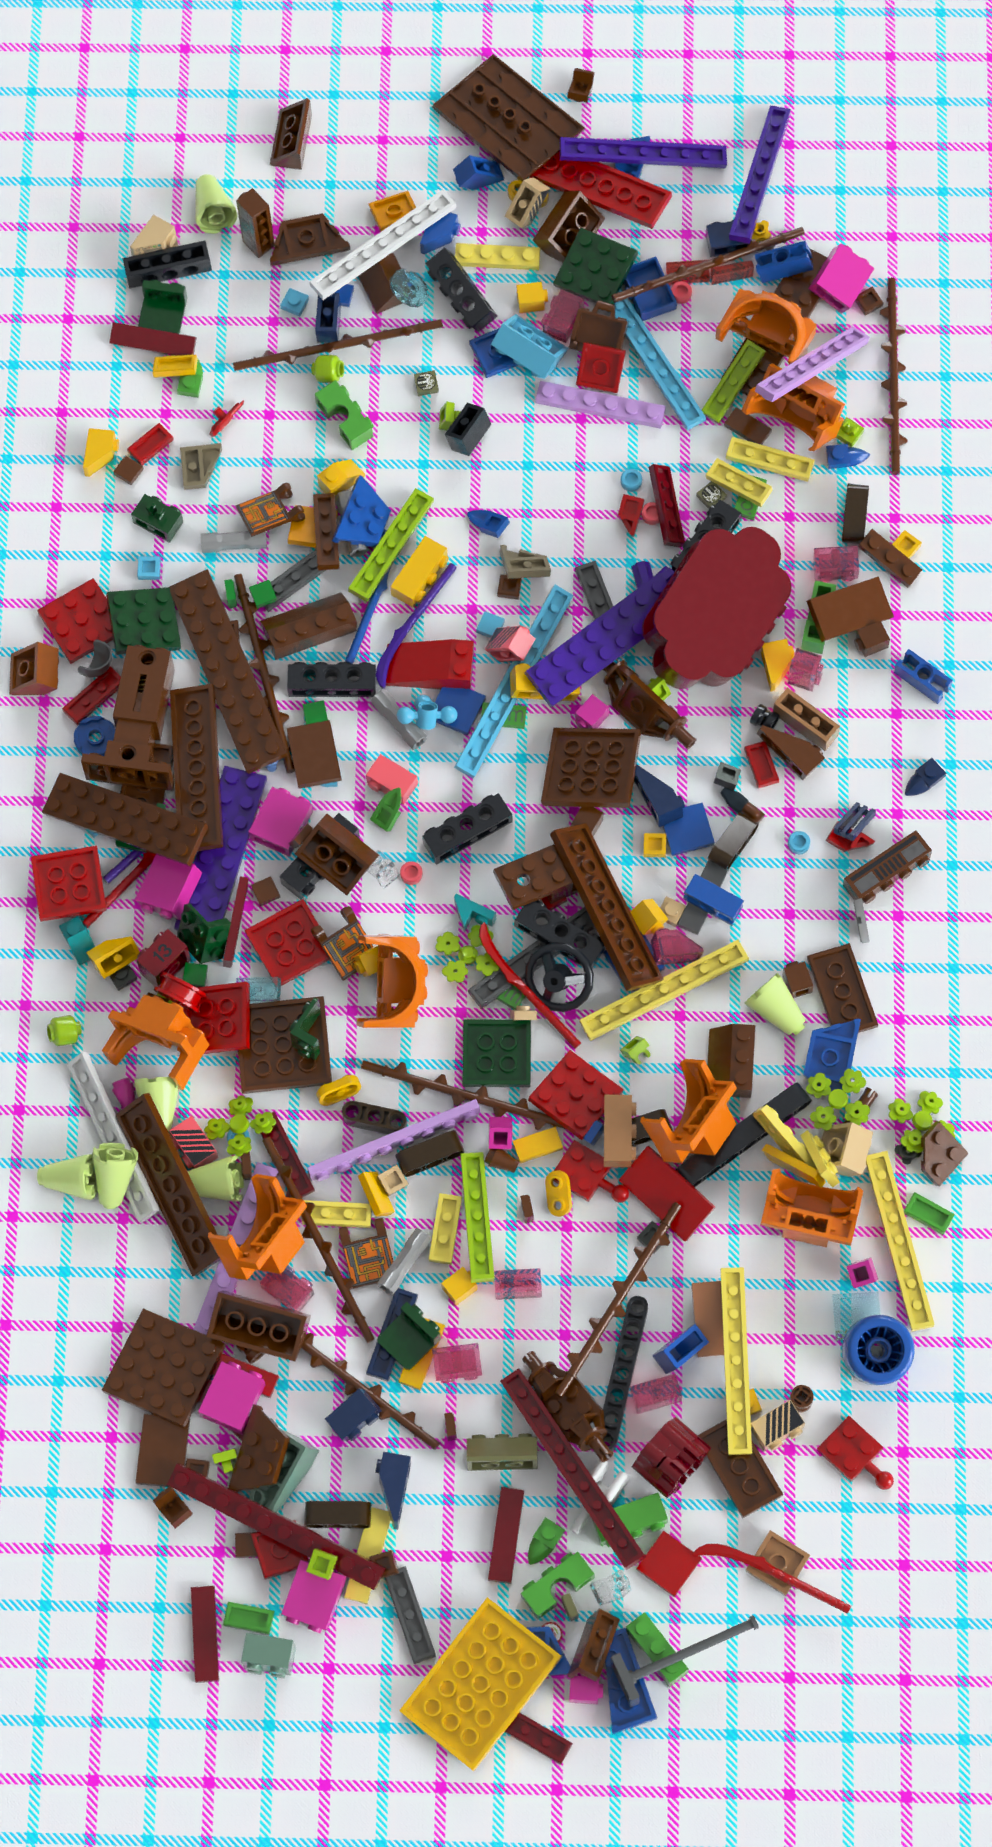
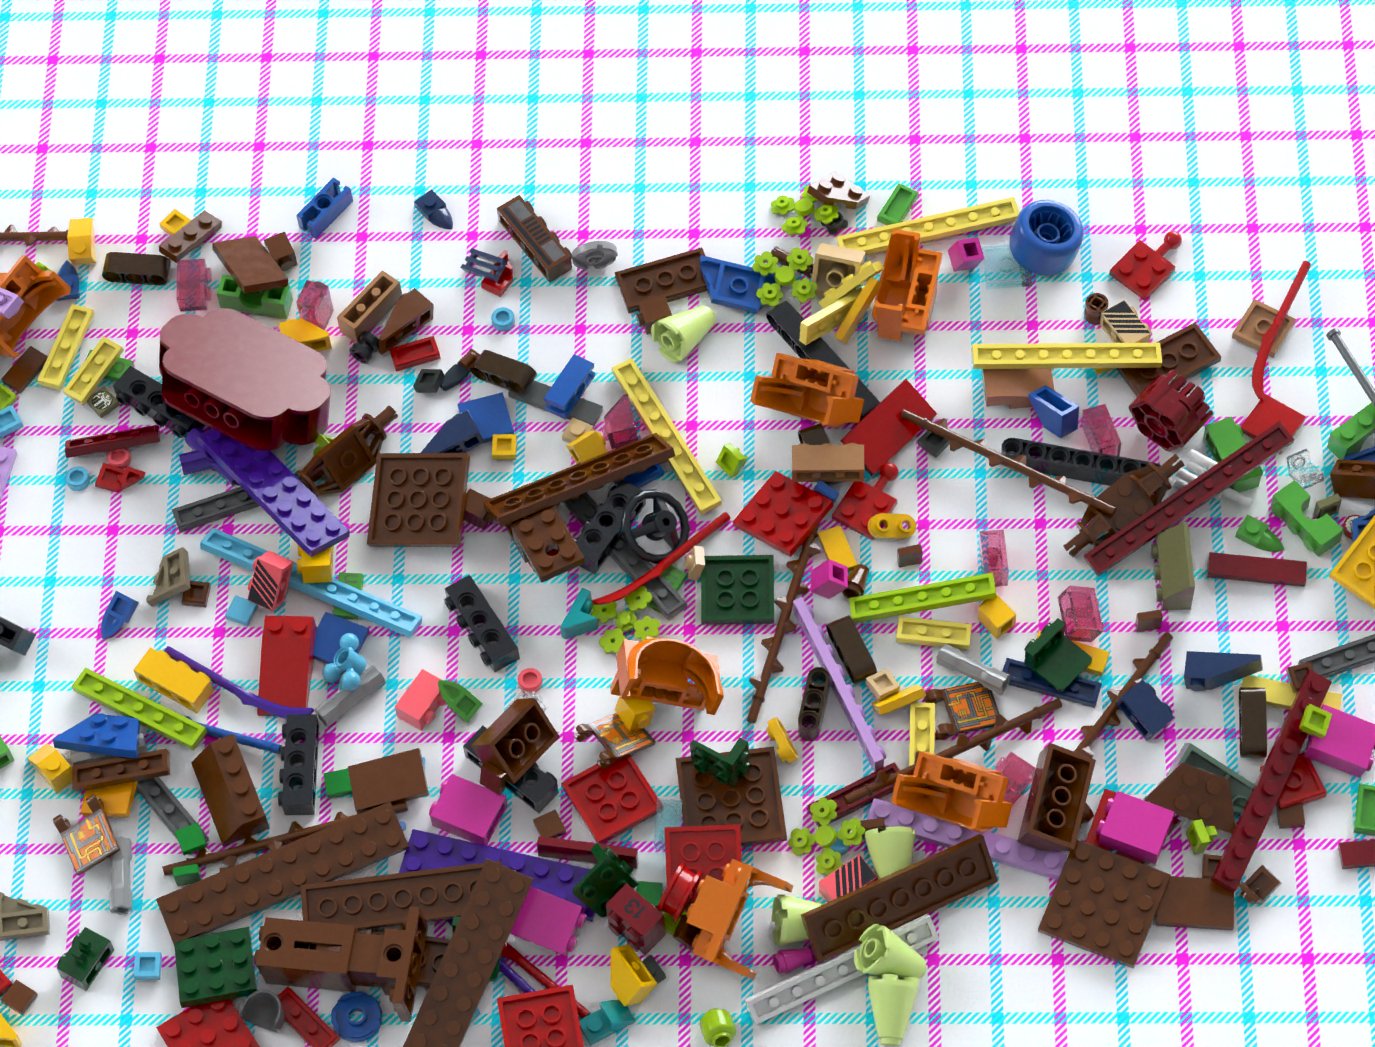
camera: 90 degrees left, 10 degrees down
(591, 713) = (352, 507): dark pink brick -> none
(733, 1056) = (734, 369): reddish brown slope -> none
(882, 462) = (81, 241): none -> yellow slope

